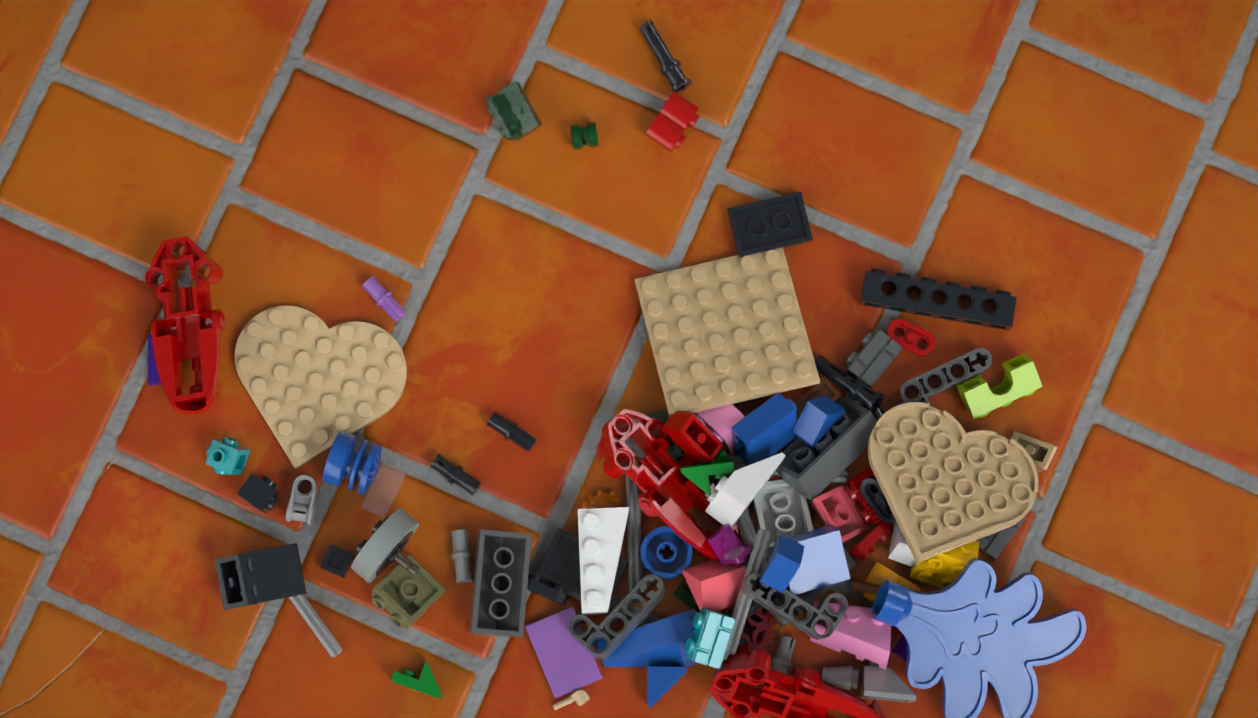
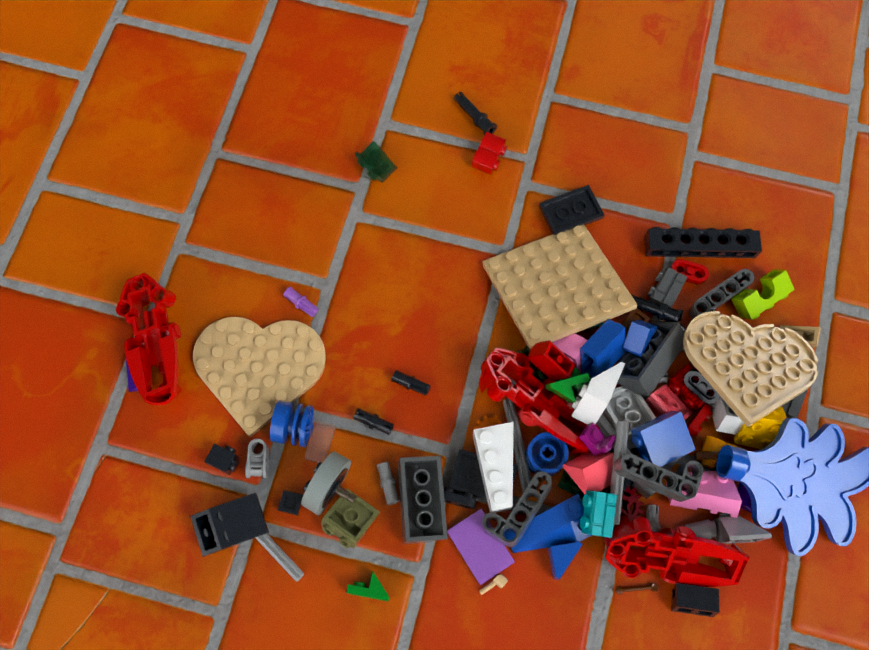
camera: 10 degrees left, 10 degrees down
(227, 456) = (194, 434): teal brick -> none
(590, 135) = (428, 170): dark green wheel -> none
(782, 564) = (647, 444): blue slope -> none

